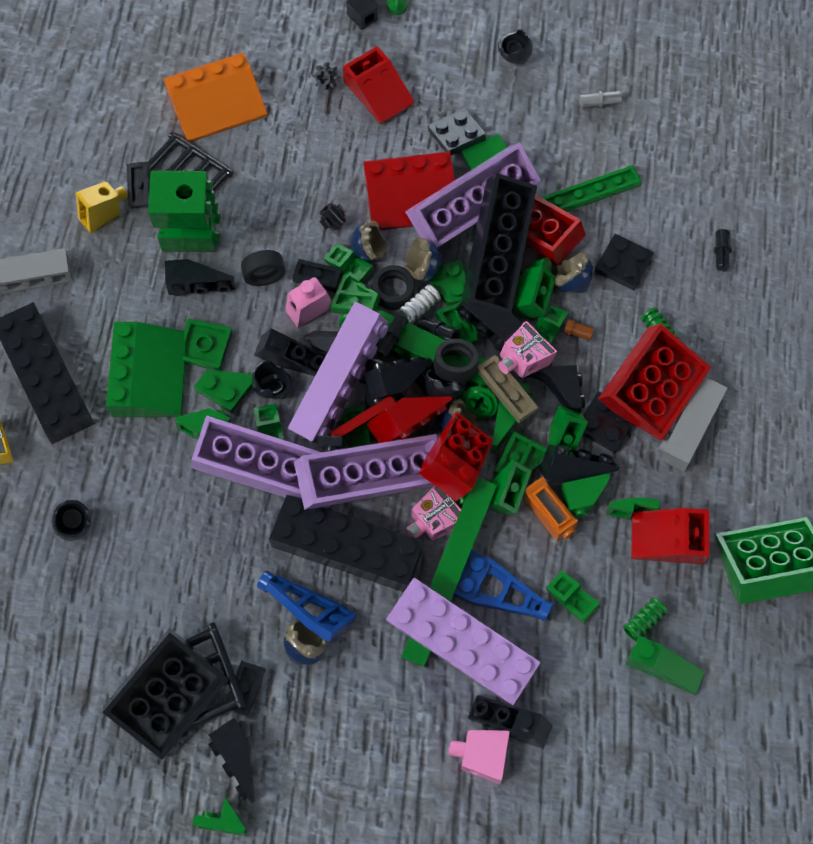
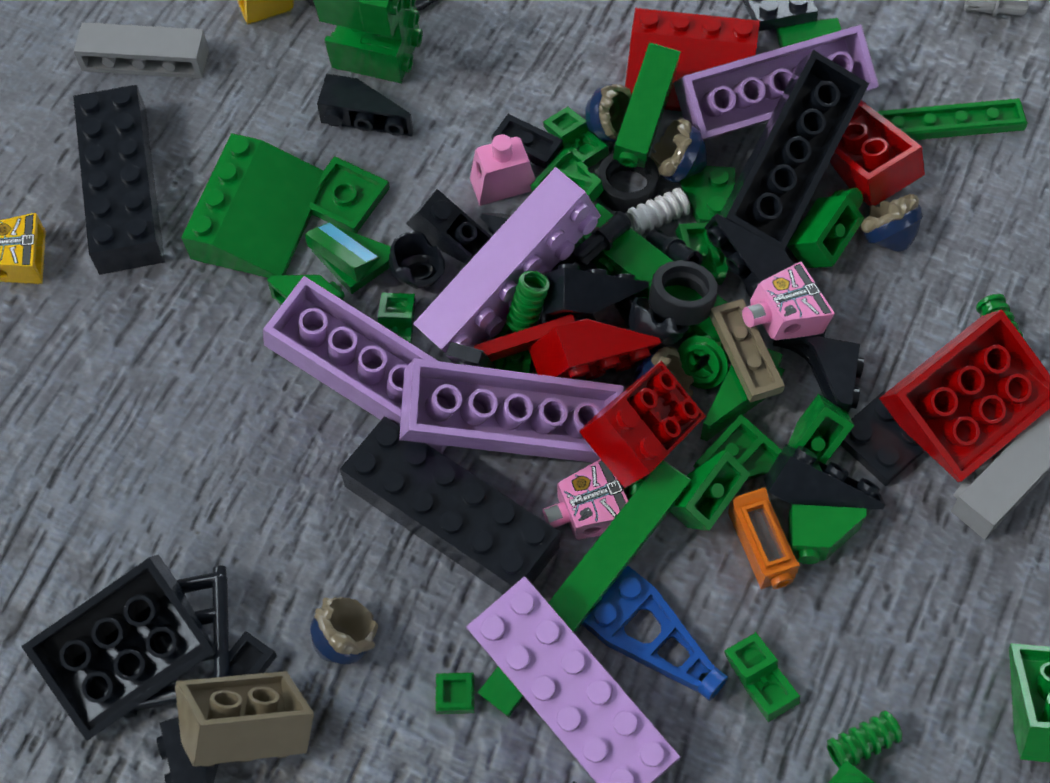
camera: 20 degrees right, 5 degrees down
(71, 520) = (83, 376): black hair -> none
(217, 386) = (341, 250): none -> green slope
(261, 716) = (242, 718): none -> dark tan slope
(263, 268) = (454, 98): black tyre -> none
(327, 624) = (379, 613): blue plate -> none
(332, 216) = (572, 71): black gear -> none
(358, 394) = (527, 300): none -> green piece
(386, 661) = (455, 693): none -> green tile
(393, 234) = (646, 106): none -> green slope
(550, 324) = (841, 280): green slope -> none
(578, 330) = (878, 300): dark orange pin -> none
(624, 261) = (972, 224): black plate -> none
(625, 507) = (877, 565): green slope -> none
(671, 535) = (939, 626): red slope -> none

